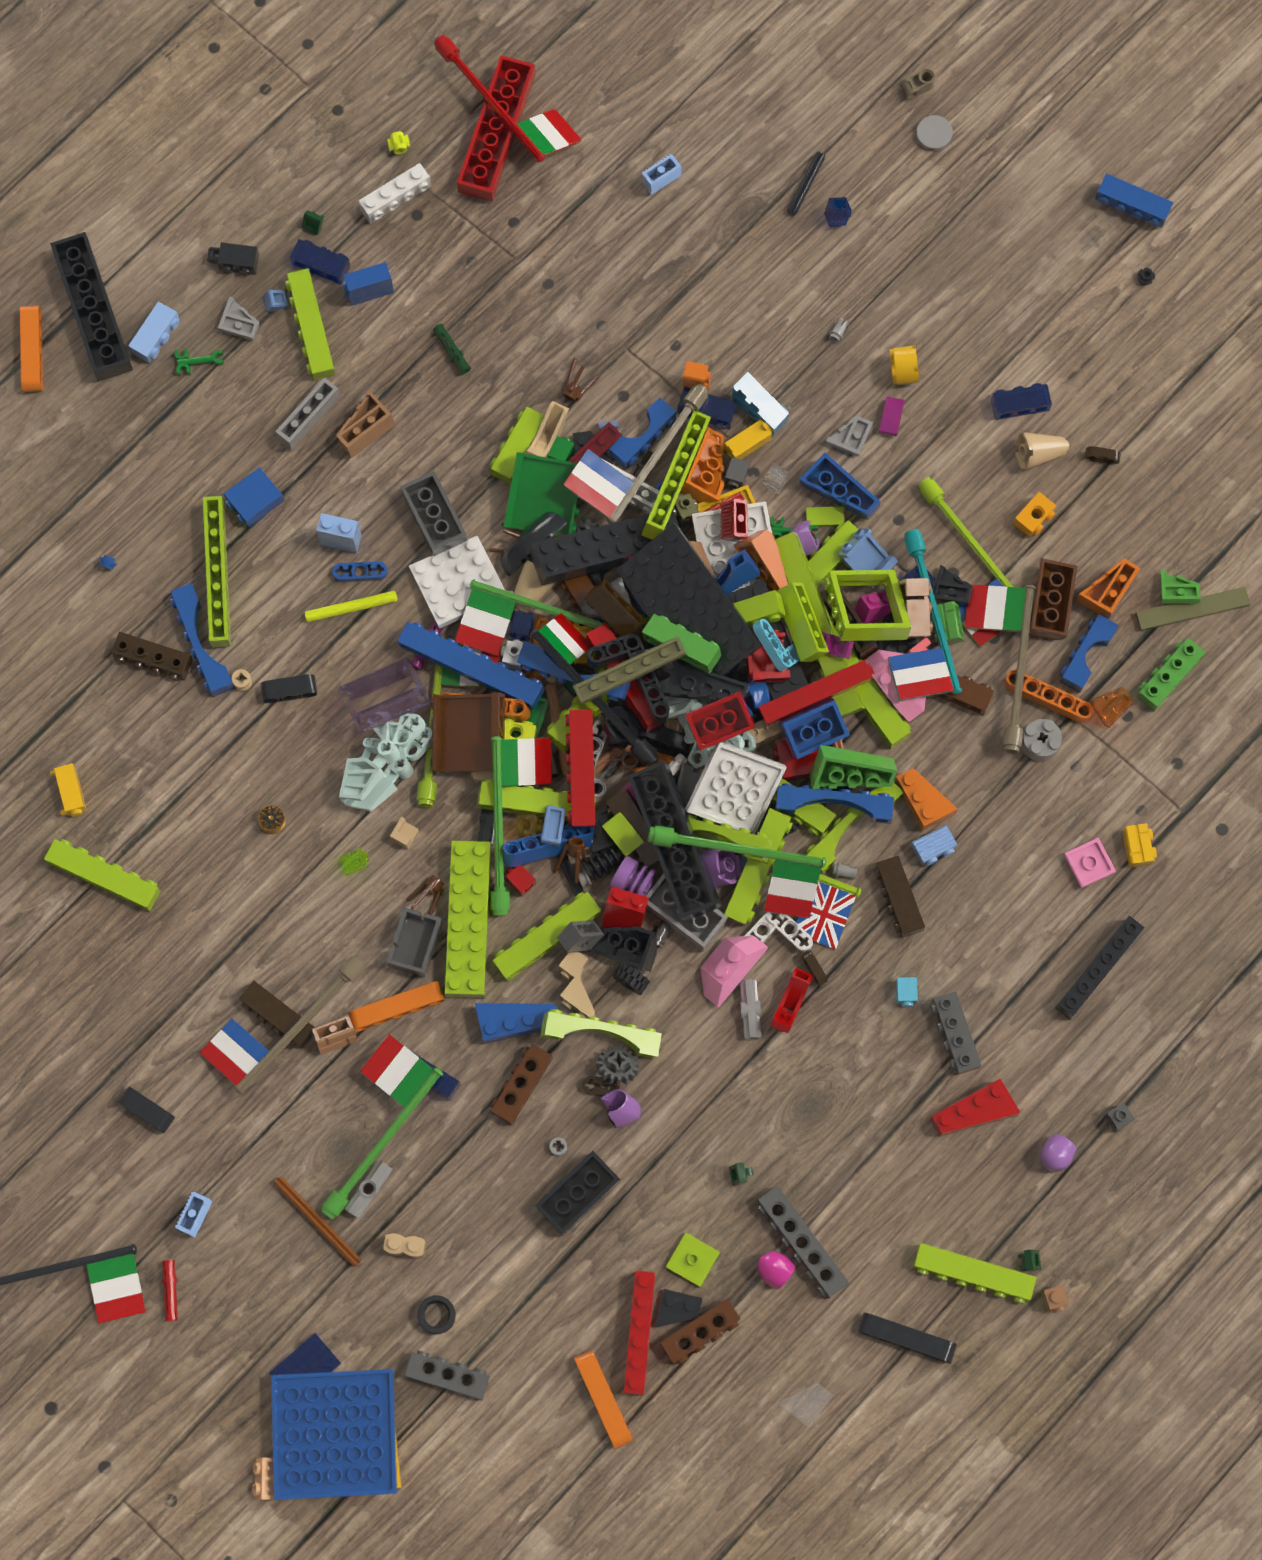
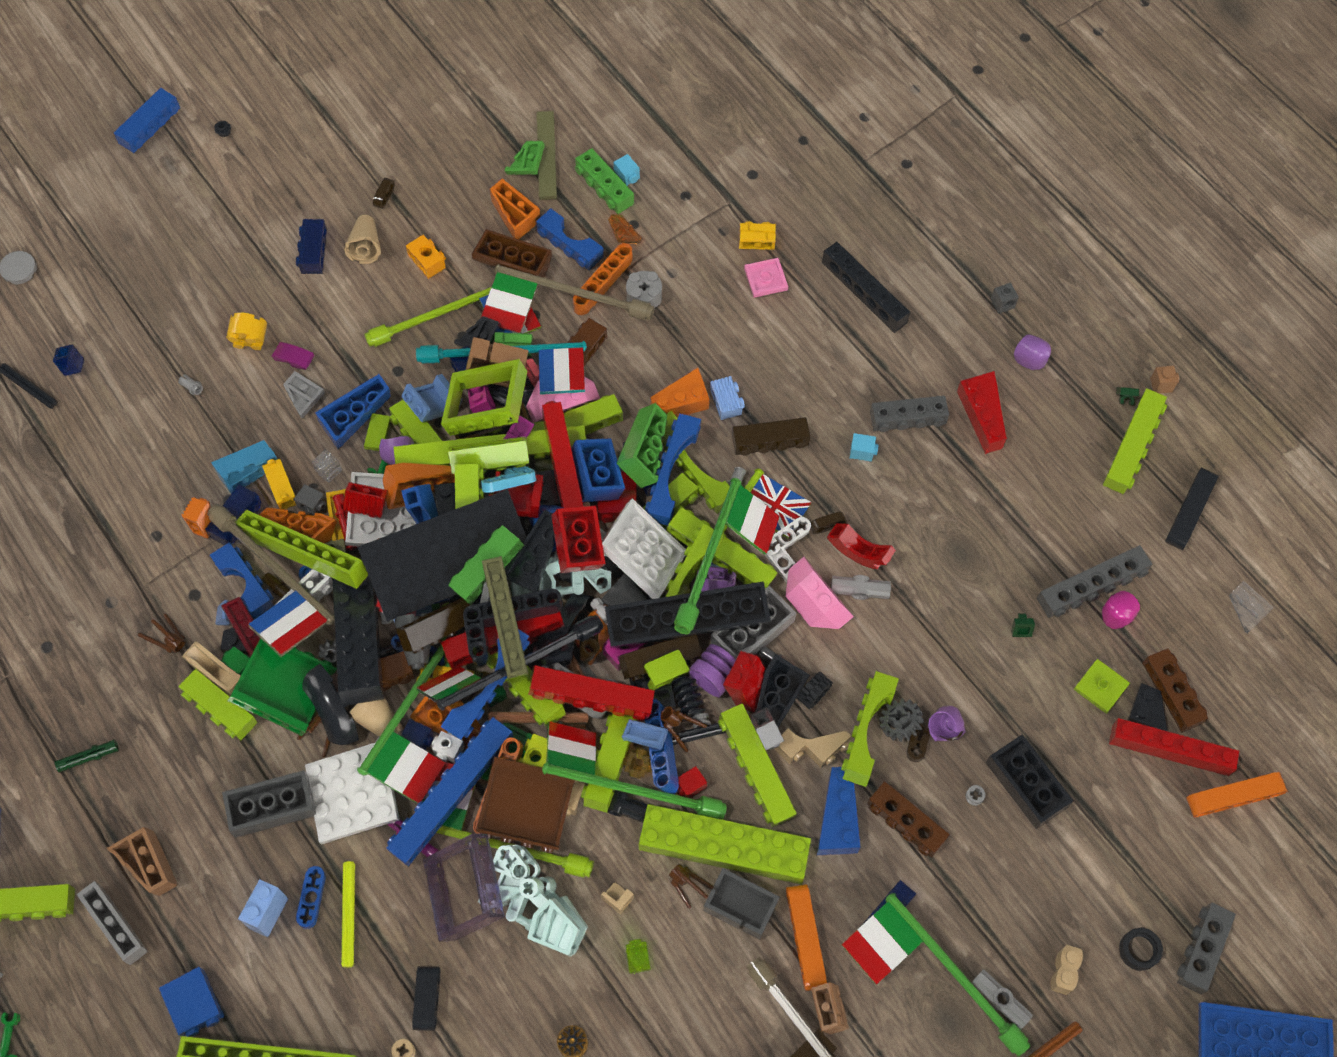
camera: 80 degrees left, 10 degrees down
(1190, 695) = (627, 169): none -> medium azure brick

